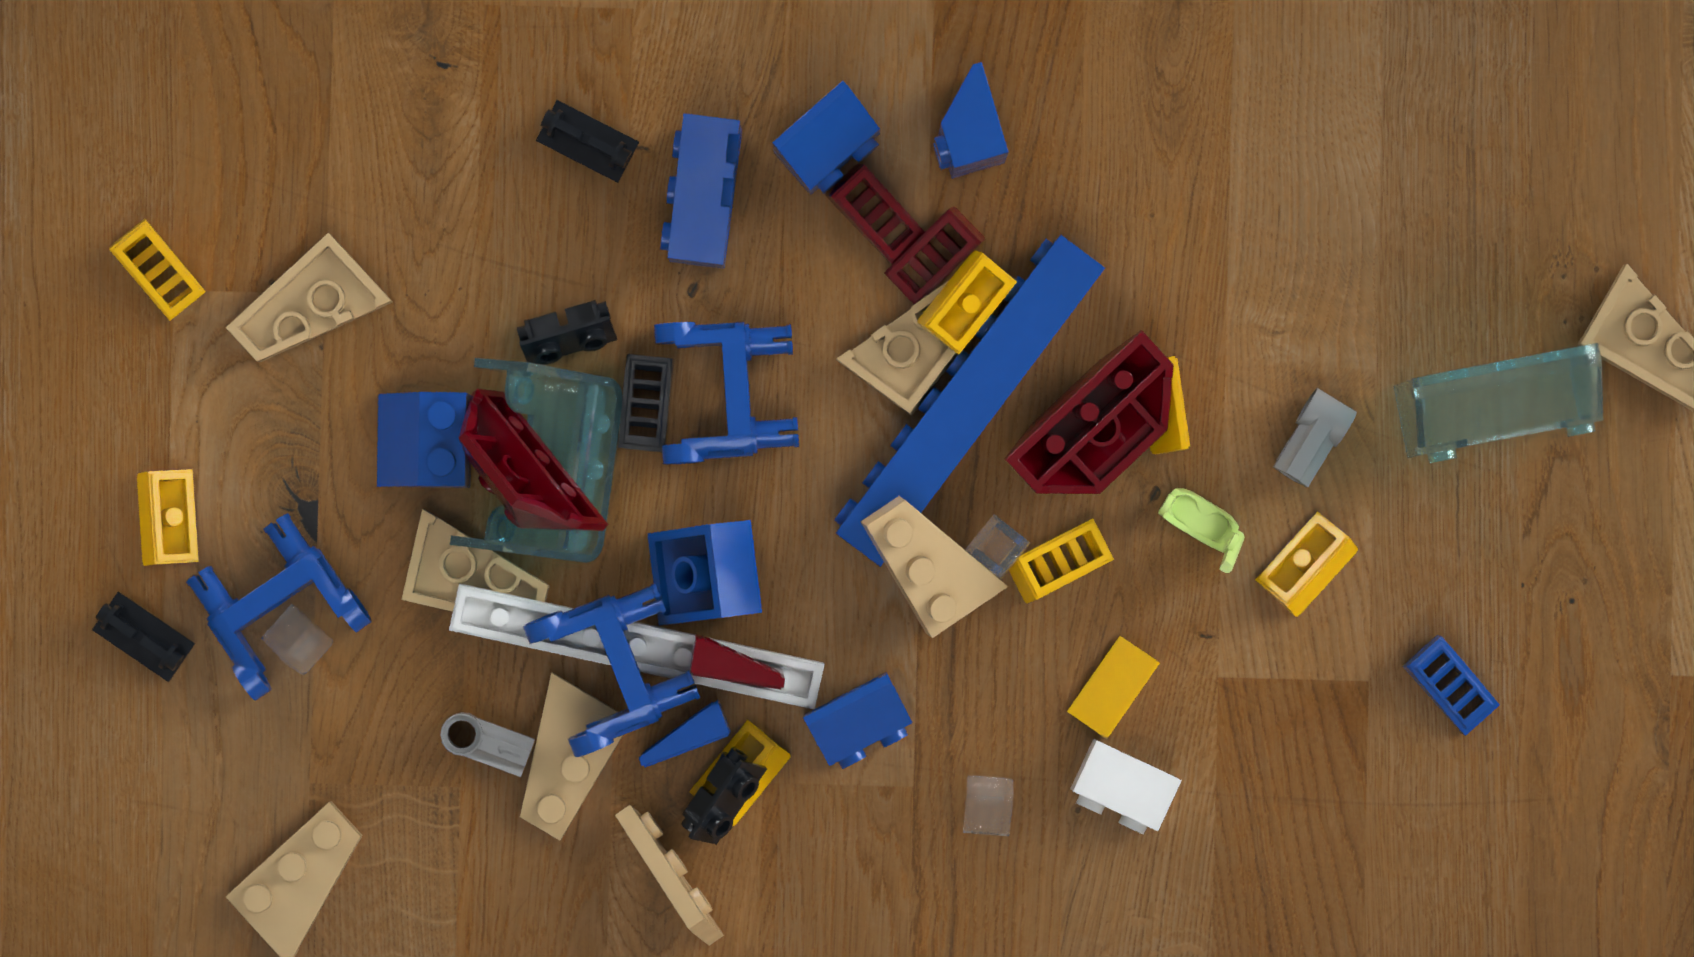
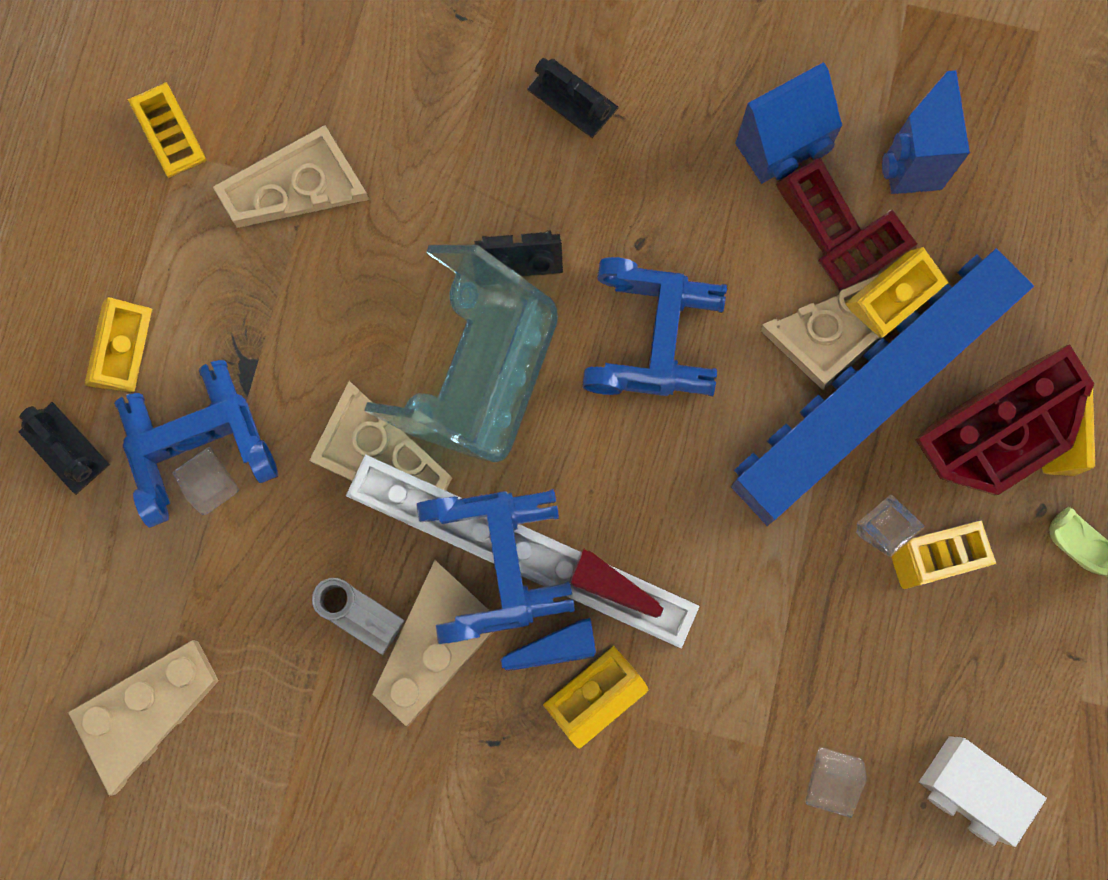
camera: 15 degrees right, 10 degrees down
(421, 440) = (369, 321): blue slope -> none
(522, 469) = (450, 361): dark red wedge -> none
(653, 364) = (586, 293): black slope -> none
(669, 873) = (506, 782): tan wing -> none
(702, 190) = (671, 146): blue wedge -> none
(705, 572) = (603, 493): blue slope -> none
(712, 815) = (560, 731): black hinge -> none
(858, 720) = (727, 666): blue slope -> none
(929, 567) = (821, 529): tan wing -> none
(1113, 687) = (980, 689): yellow slope -> none

